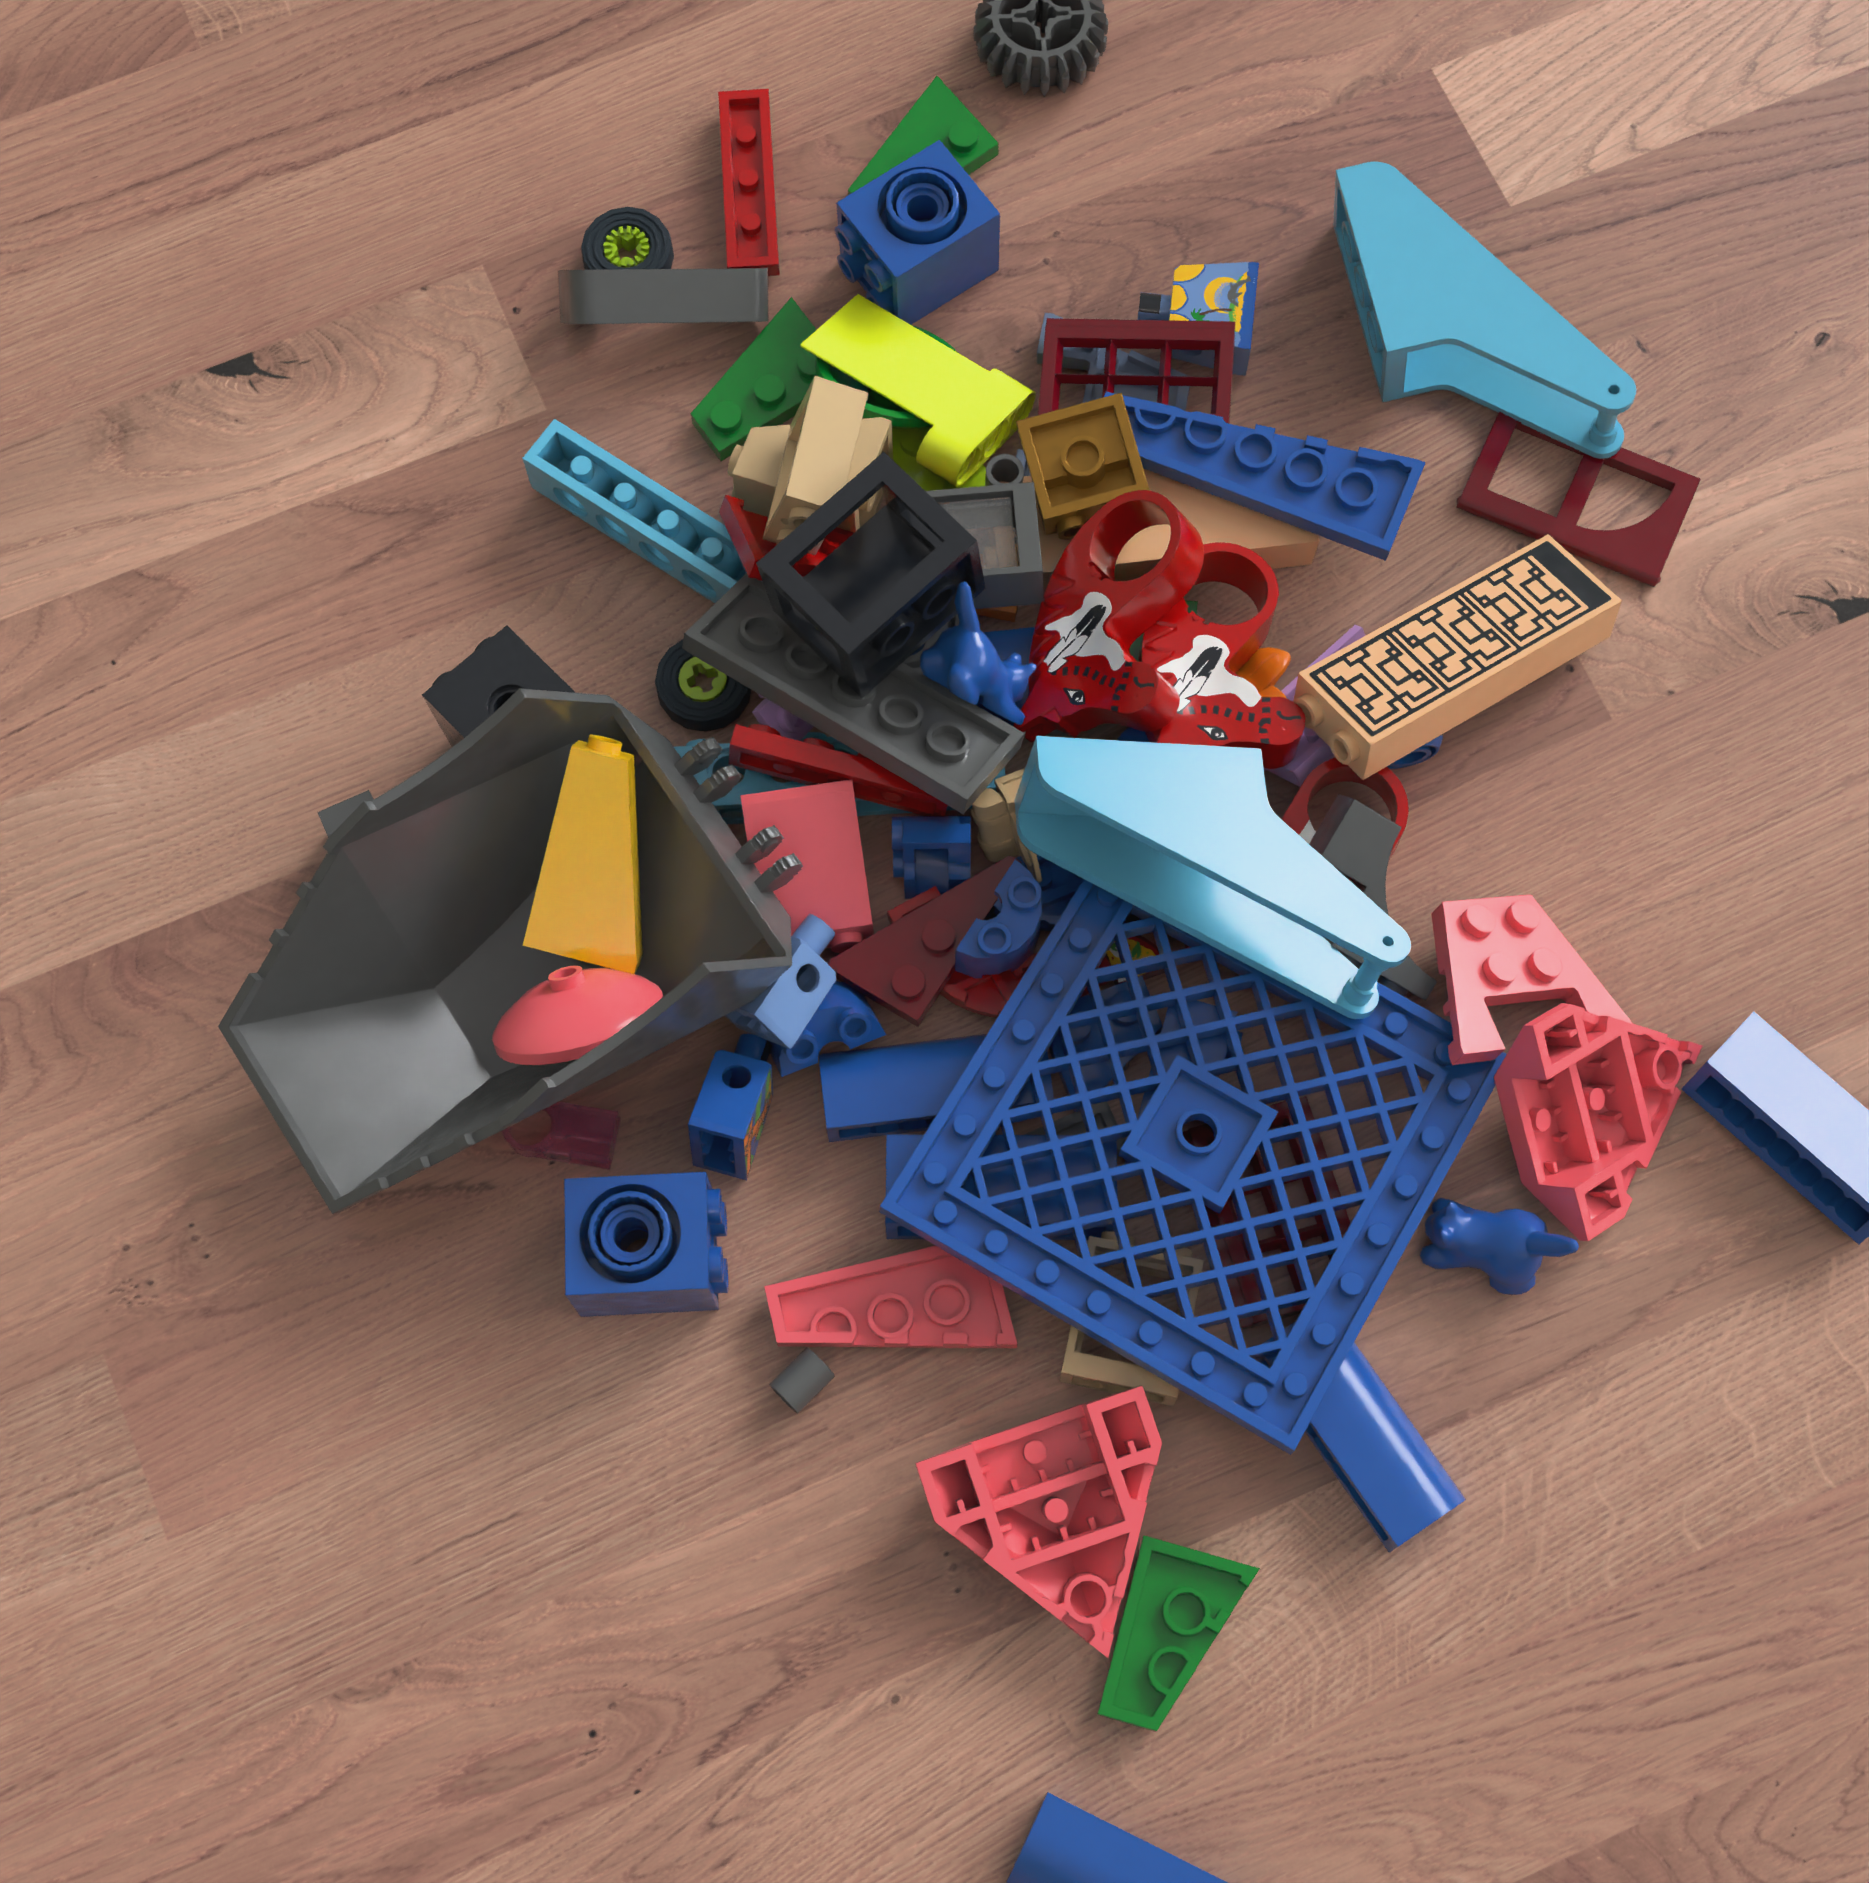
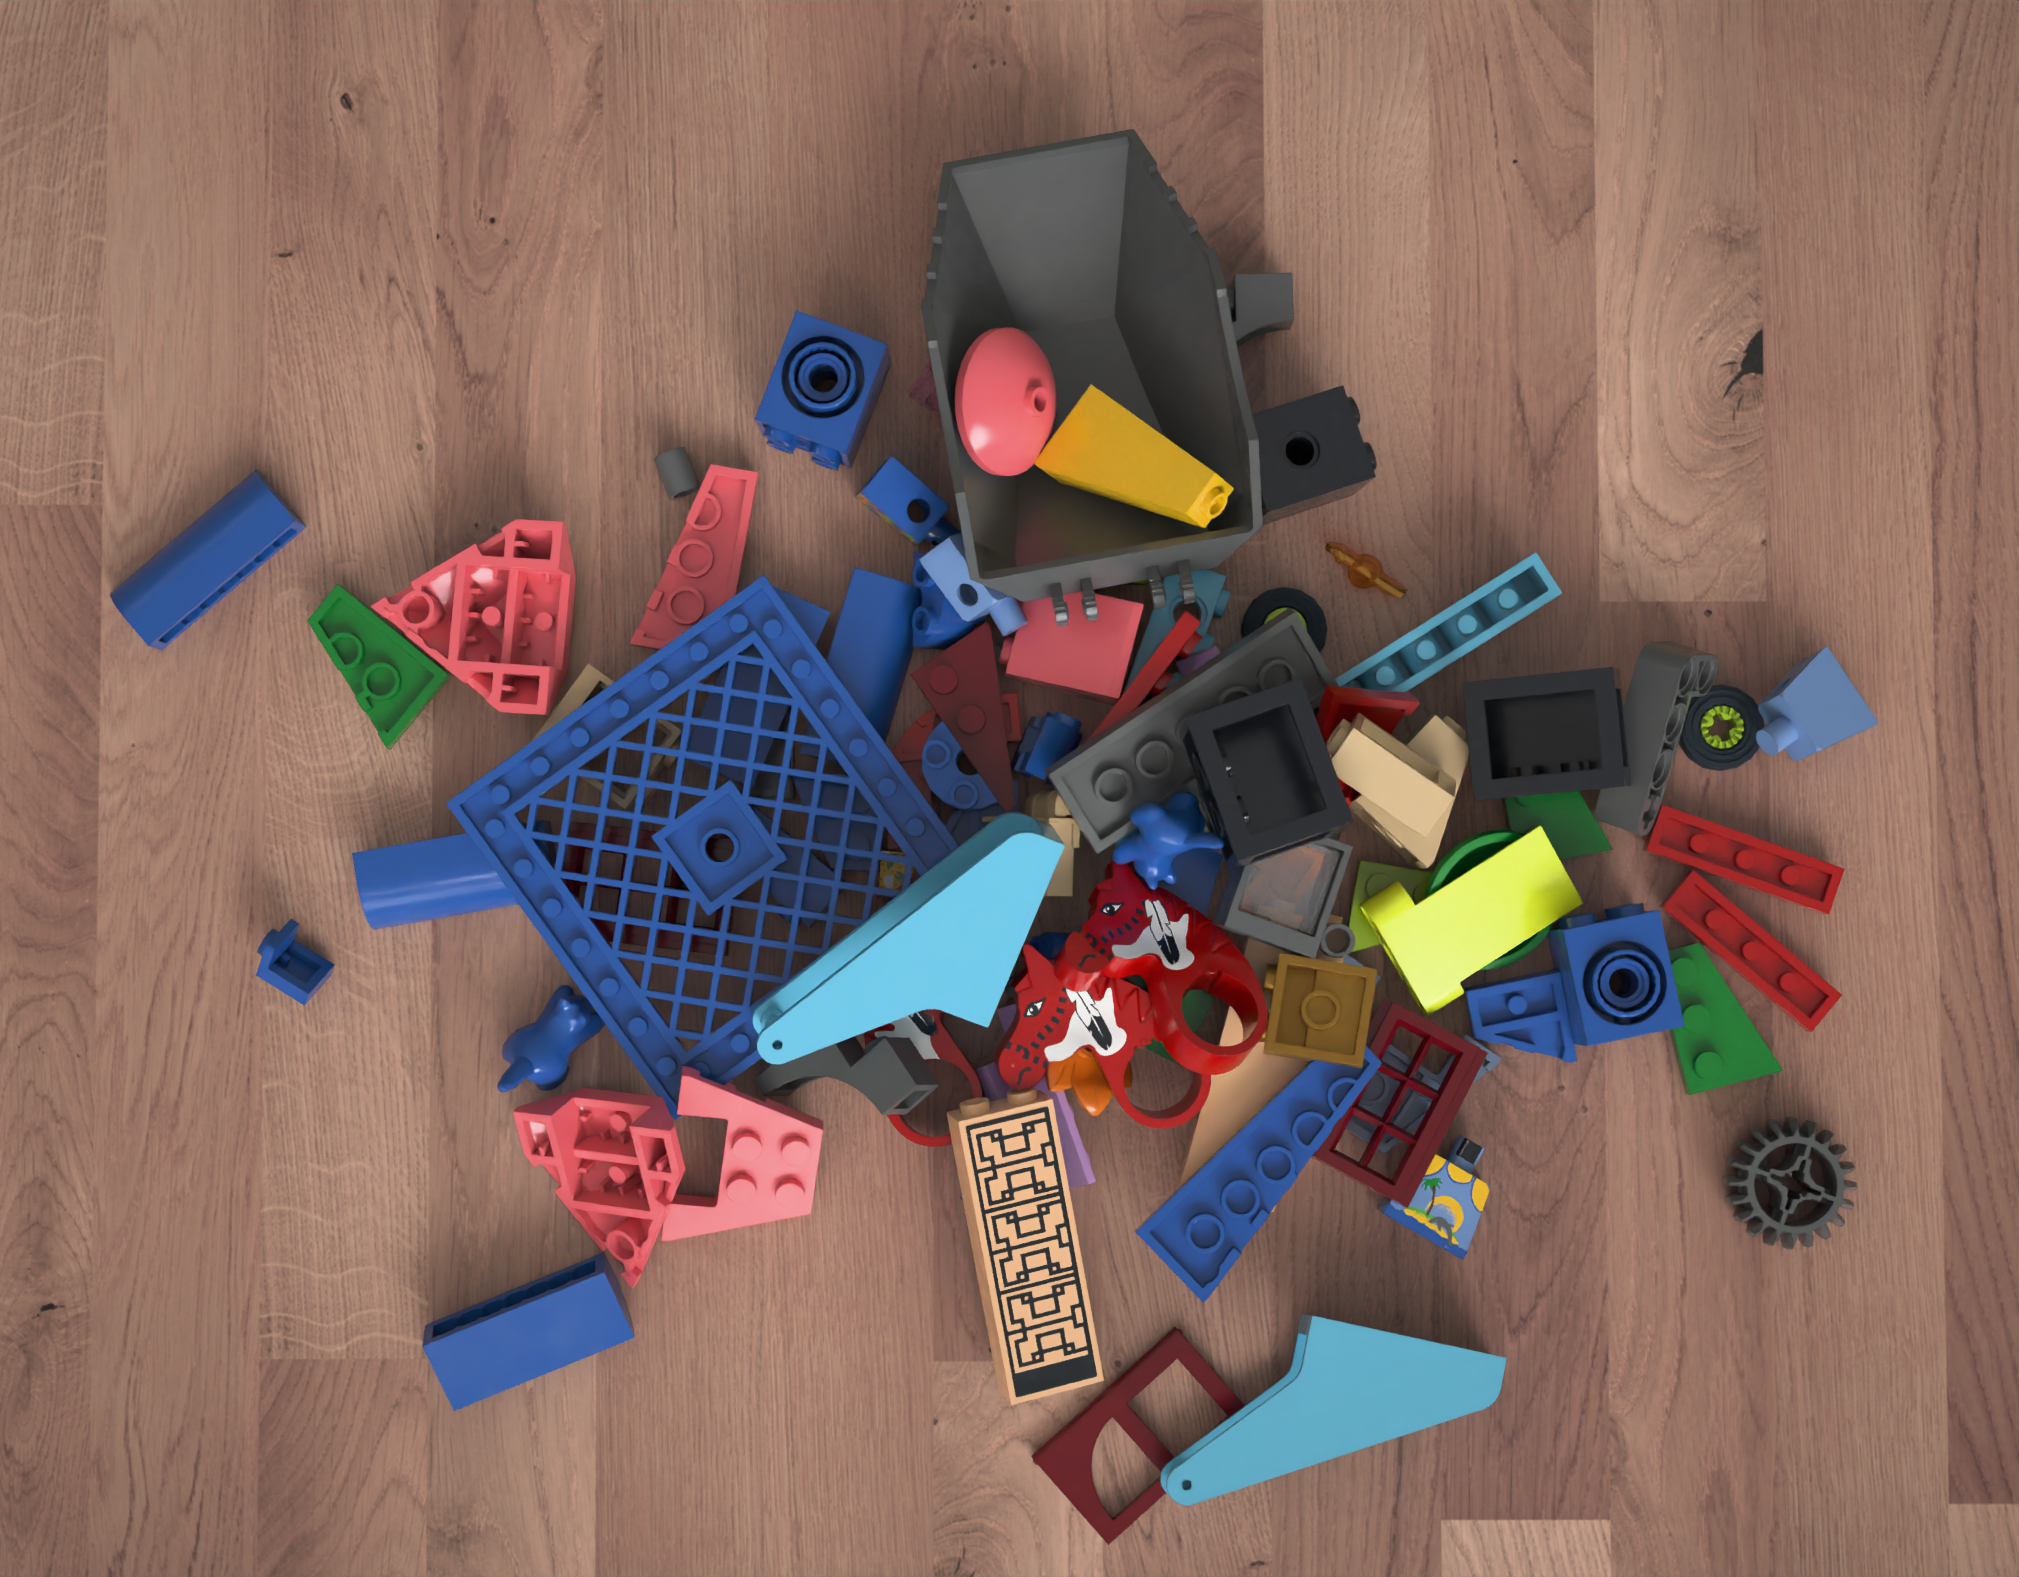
camera: 115 degrees right, 15 degrees up
(573, 172) = (1812, 709): none -> medium blue torso
(607, 631) = (1365, 570): none -> clear orange piece
(704, 364) = (1546, 733): none -> black piece
(834, 145) = (1750, 951): none -> red plate
(990, 313) = (1523, 1013): none -> blue wing
(1553, 1565) = (292, 965): none -> blue bracket

